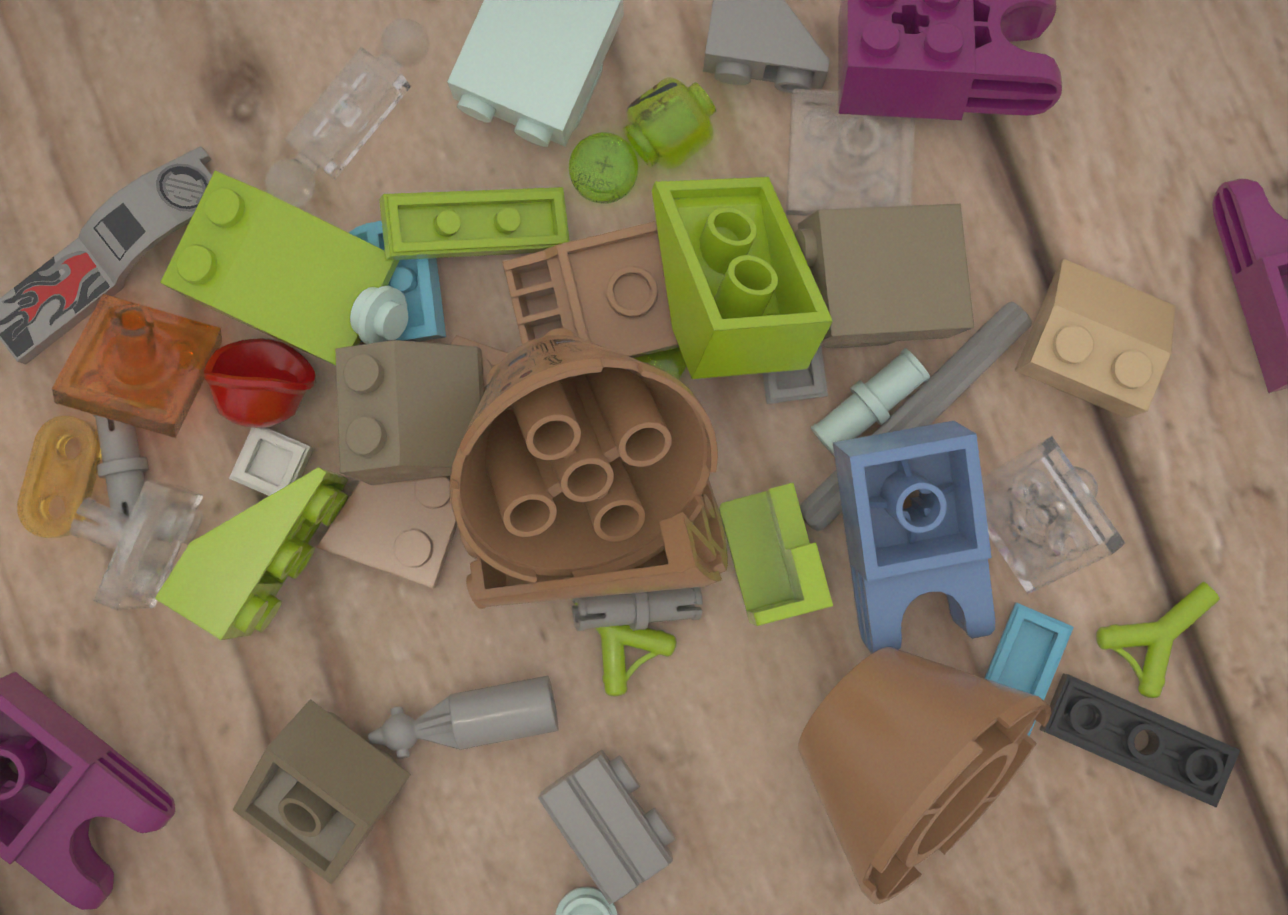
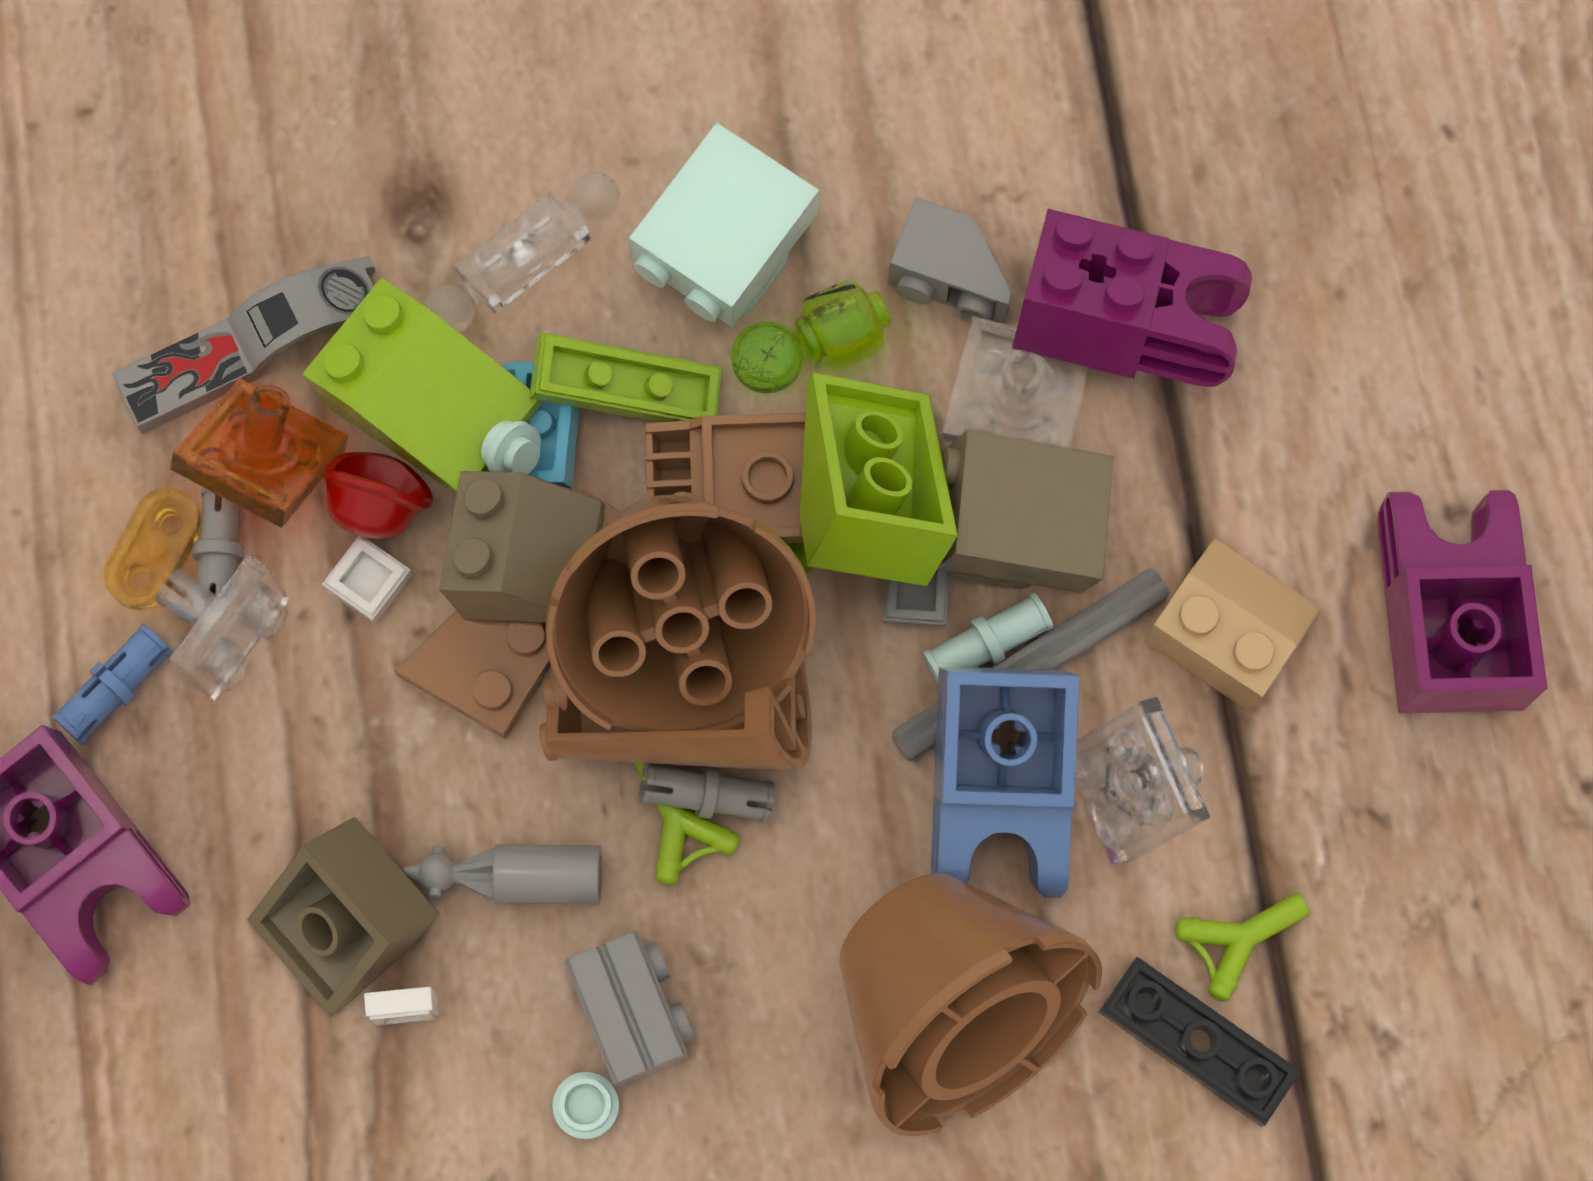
camera: 10 degrees right, 10 degrees down
(52, 616) = (112, 684): none -> medium blue pin
(235, 570) = (326, 658): lime slope -> none
(394, 866) = (401, 1006): none -> white tile
(773, 557) = (856, 772): lime panel -> none
(1029, 651) = (1107, 921): medium azure tile -> none

